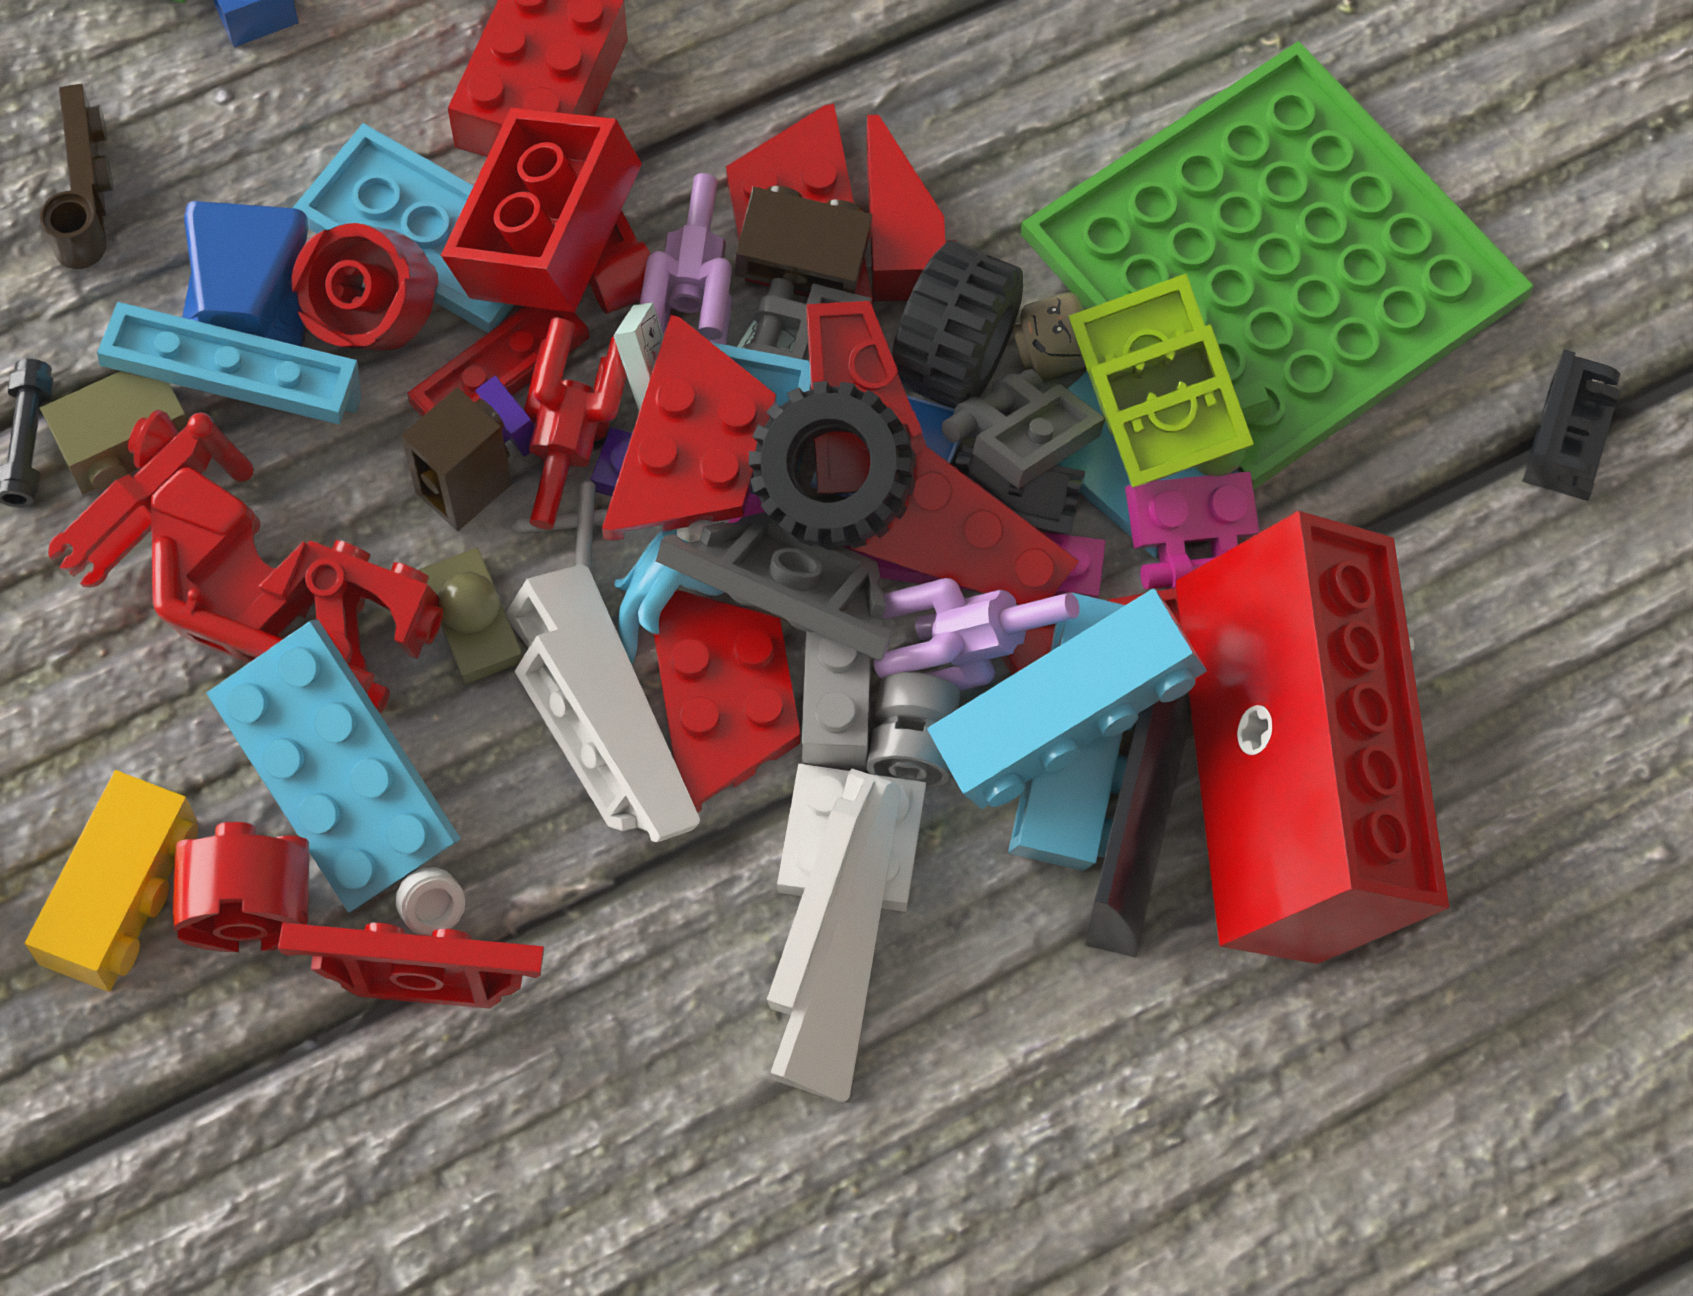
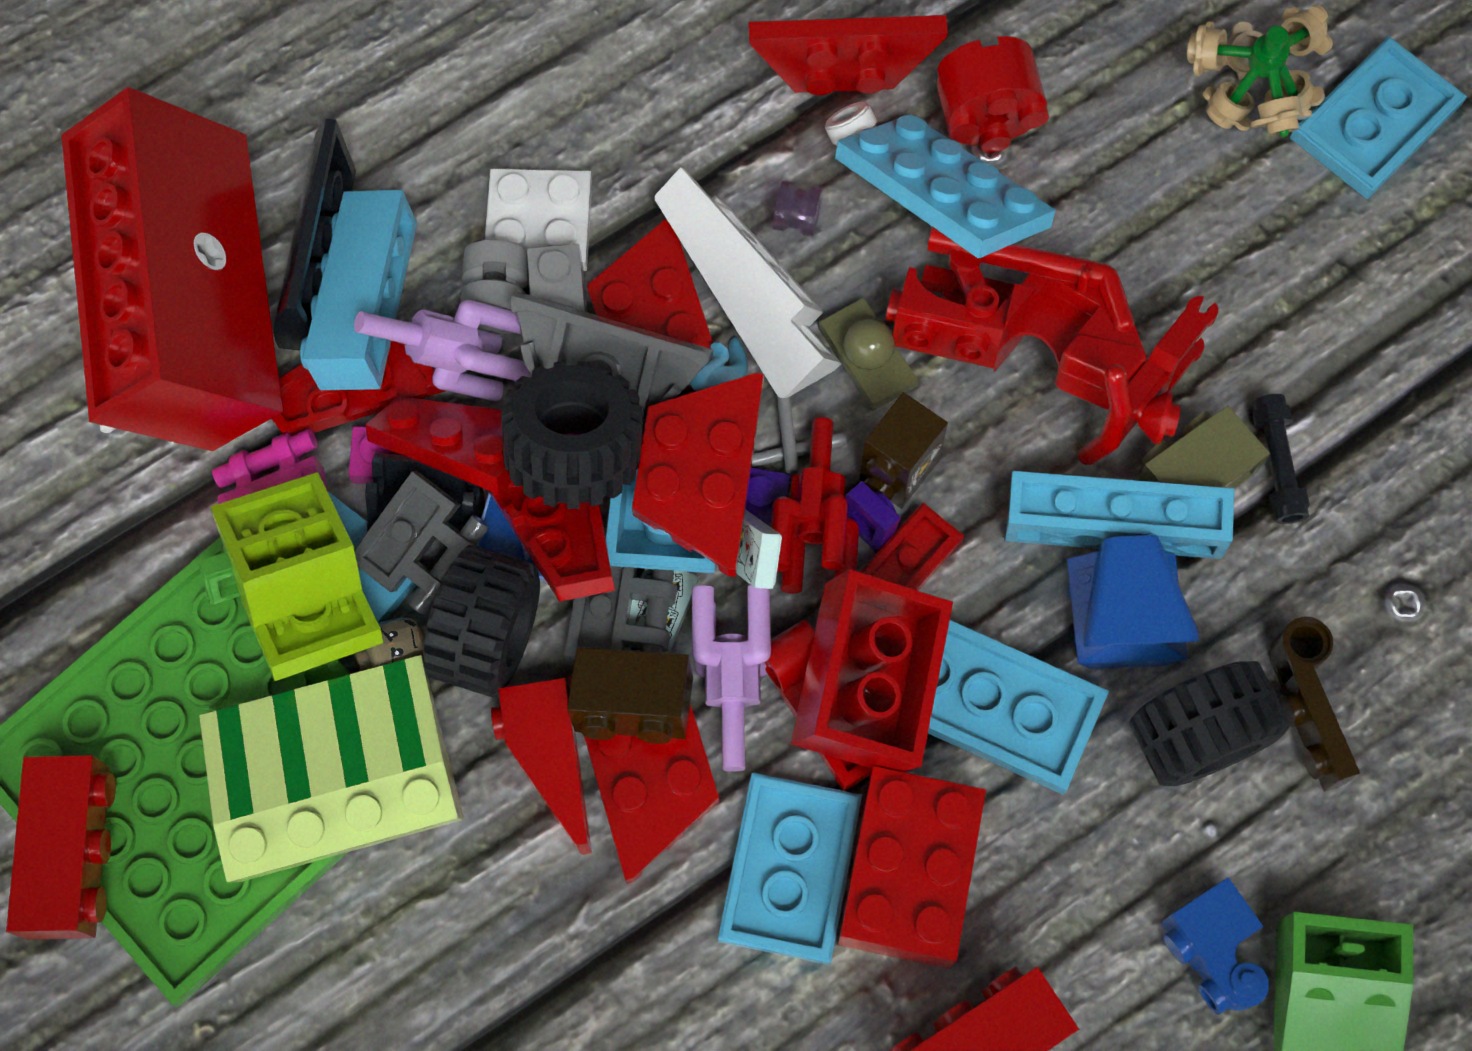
camera: 175 degrees right, 5 degrees up
(112, 882) = (1090, 108): yellow brick -> none
(199, 136) = (1209, 723): none -> black tyre
(383, 313) = (1019, 600): red brick -> none
(520, 794) = (798, 208): none -> clear purple wheel
(671, 97) = (790, 868): none -> medium azure tile
(833, 941) = (543, 124): white wedge -> none
(1067, 701) = (359, 259): medium azure brick -> none
(1130, 195) = (327, 770): none -> yellowish green slope
(1413, 168) = (60, 848): none -> red brick

